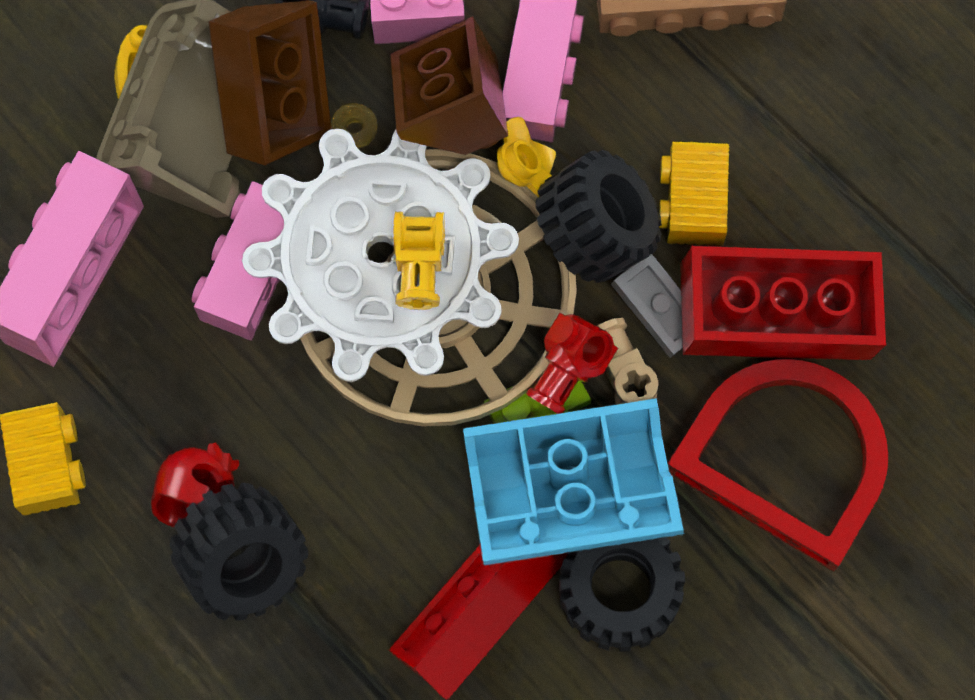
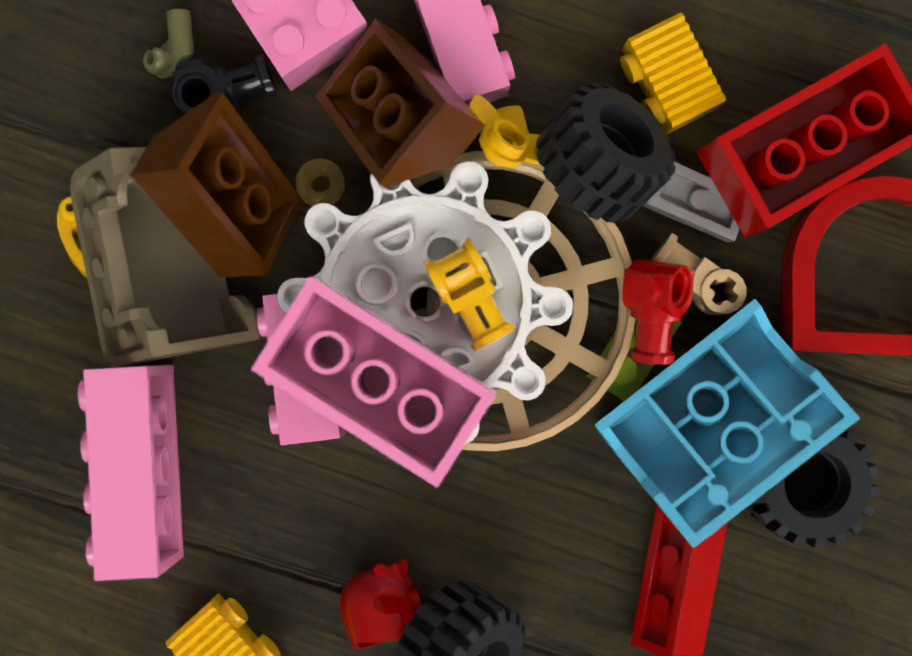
camera: 30 degrees left, 15 degrees up
(304, 278) = (374, 380): none -> bright pink brick

